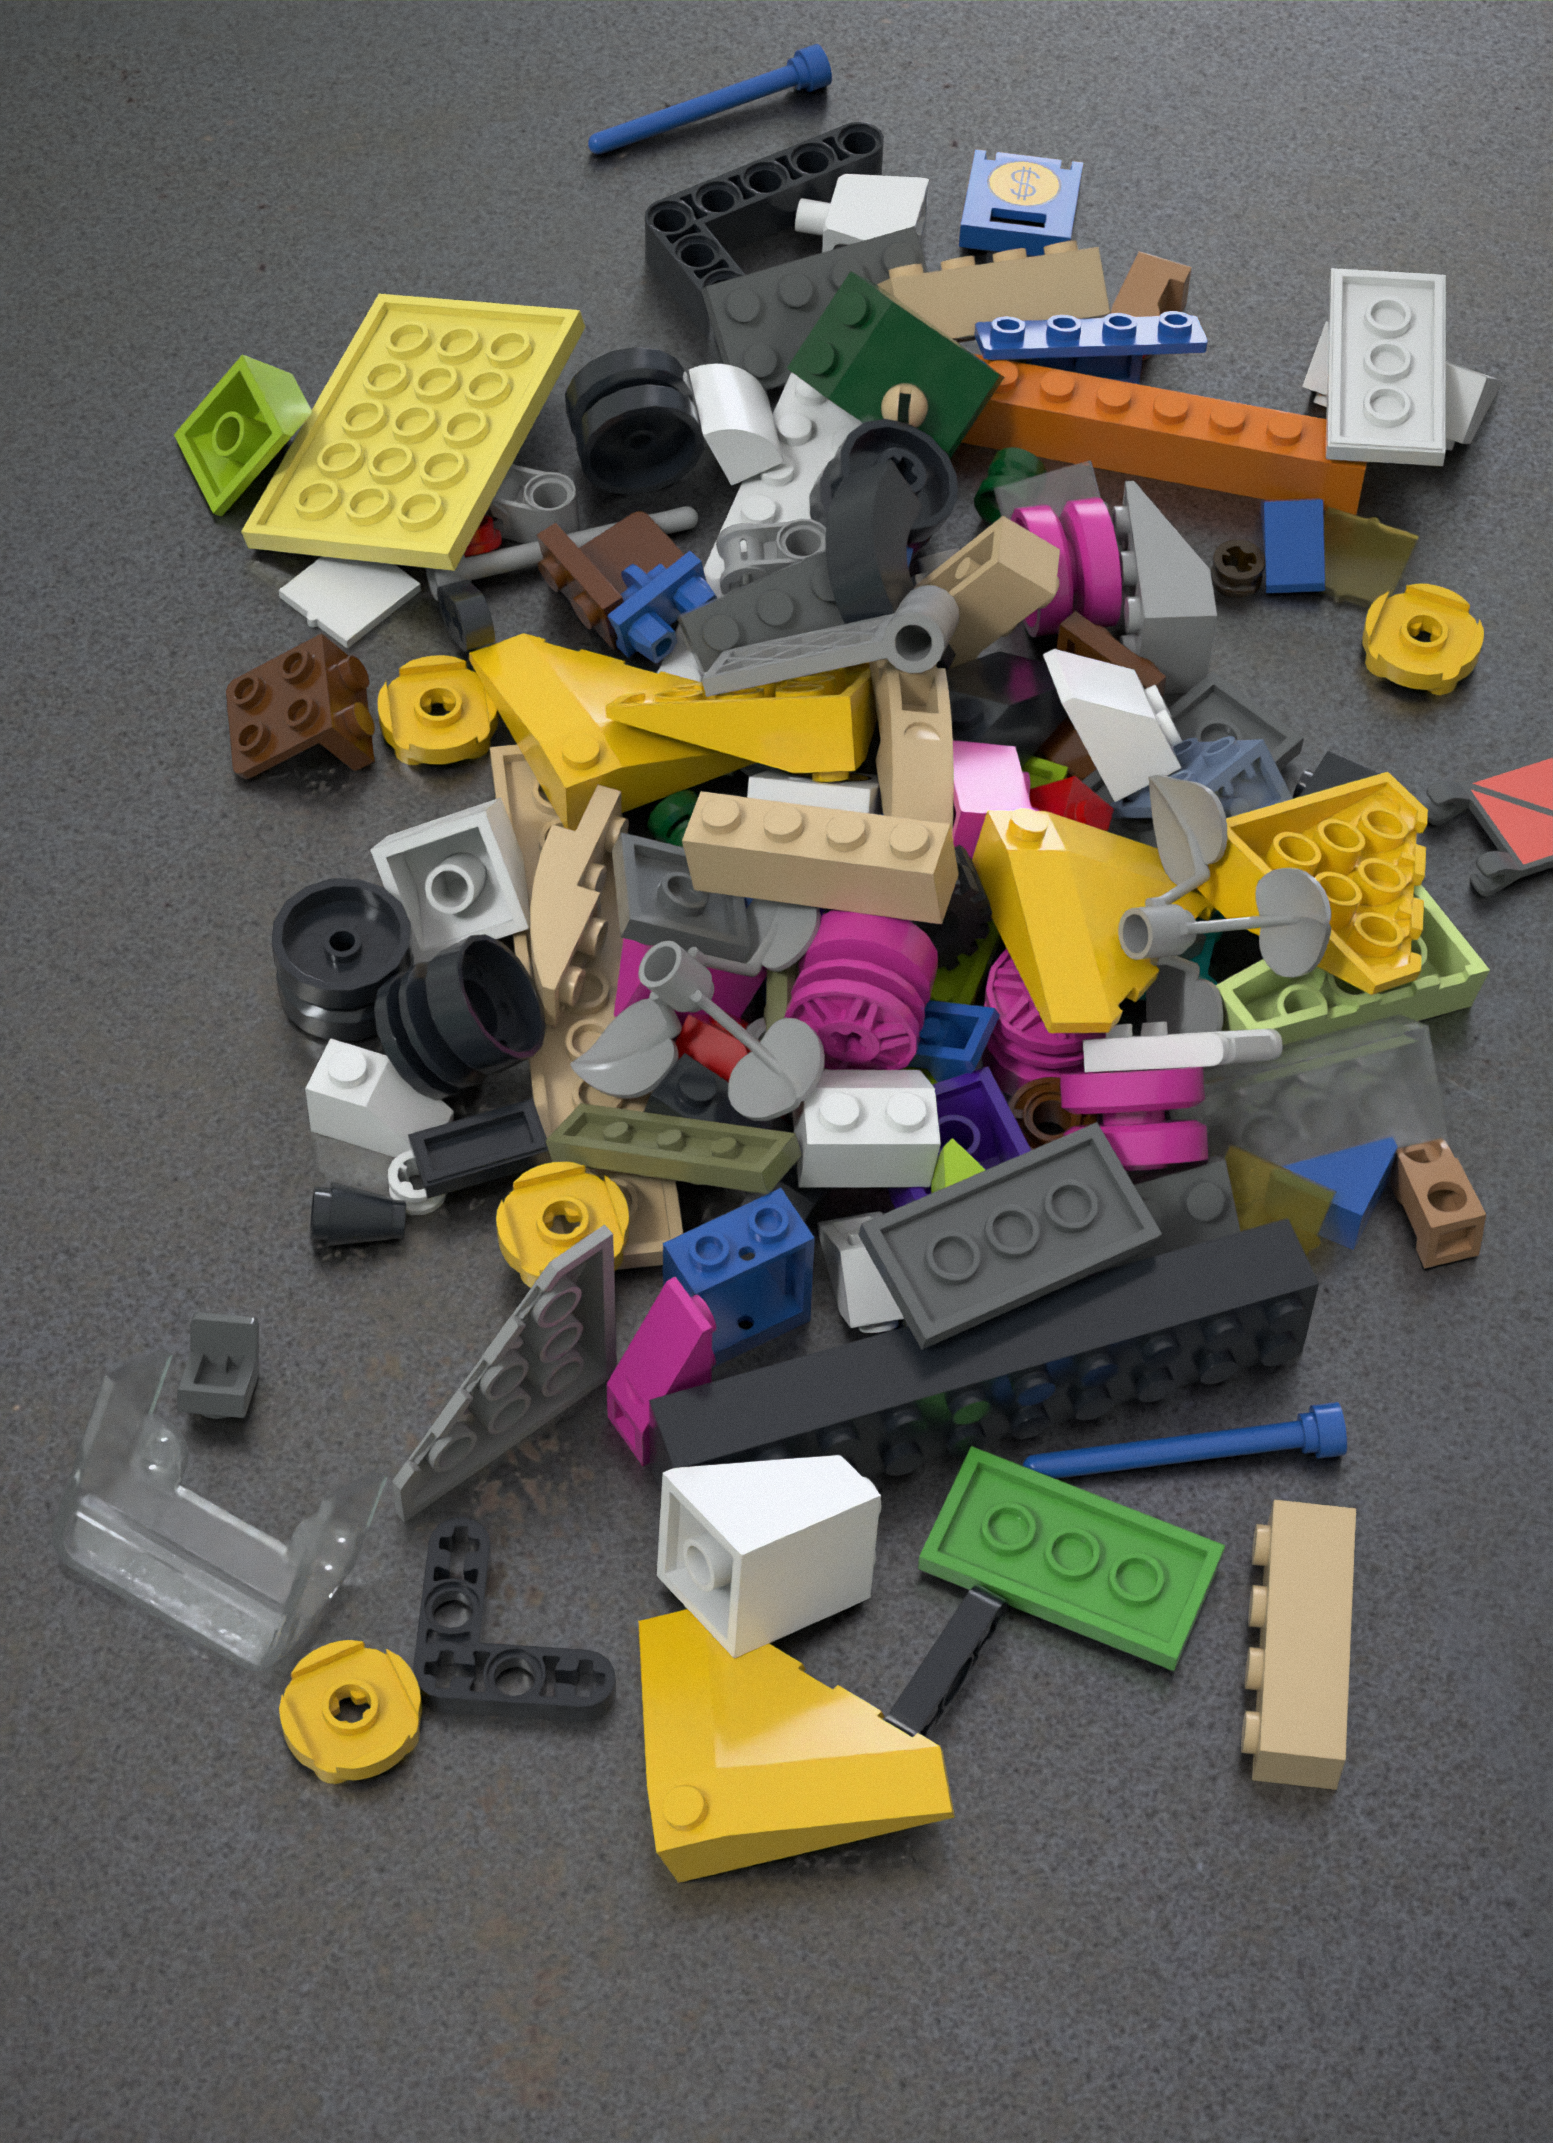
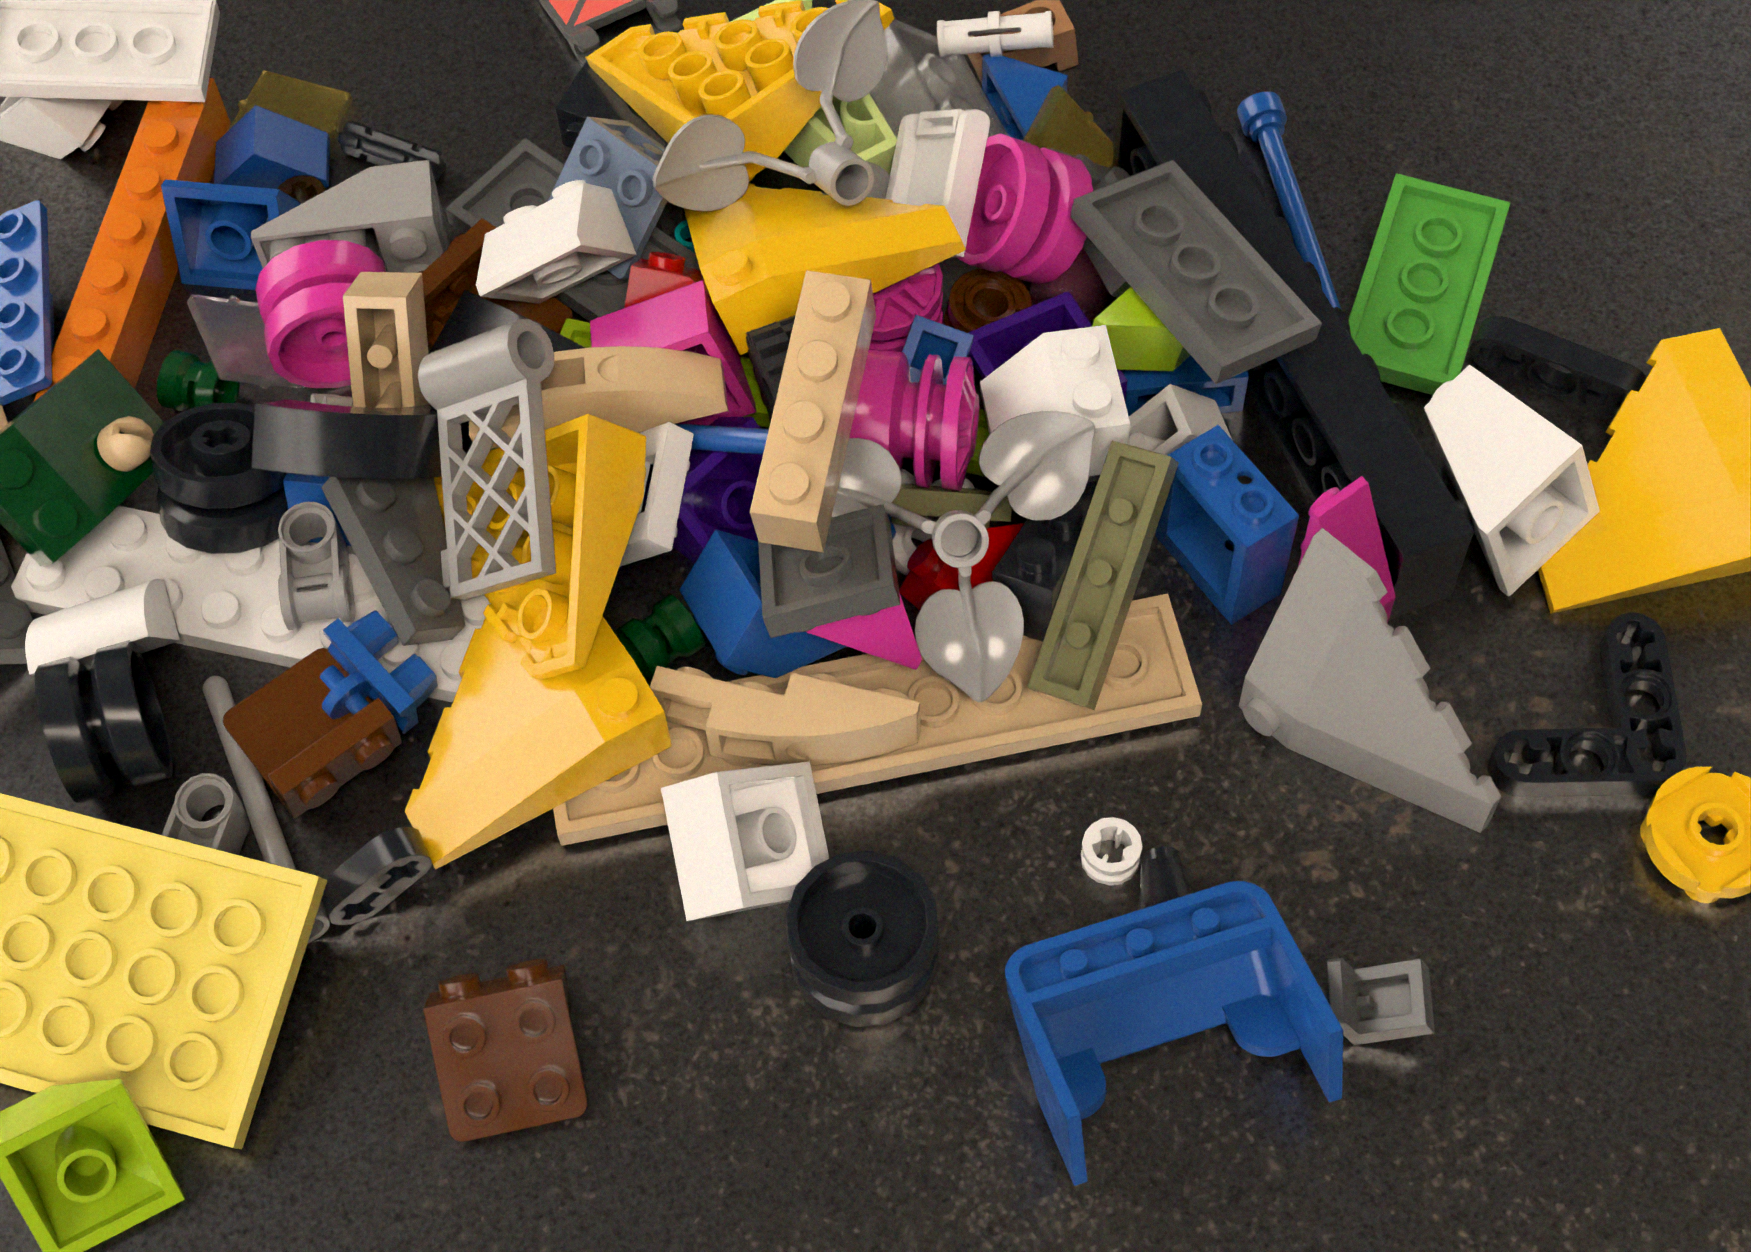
camera: 90 degrees left, 5 degrees up
(185, 1556) = (1591, 976): clear windscreen -> none
(255, 1119) = (1159, 979): none -> blue windscreen
(348, 595) = (323, 1032): white piece -> none
(365, 1101) = (1031, 893): white slope -> none
(430, 738) = (502, 938): yellow plate -> none
(460, 1017) = (952, 796): black wheel -> none
(479, 1148) = (1084, 781): black tile -> none
(555, 1191) = (1169, 722): yellow plate -> none
(1198, 491) = (214, 230): none -> blue slope
(1302, 638) = (386, 148): none -> black axle
(1303, 1645) = (1471, 122): tan brick -> none
(1415, 1144) = (955, 35): none -> white pin
(1417, 664) = (400, 85): yellow plate -> none

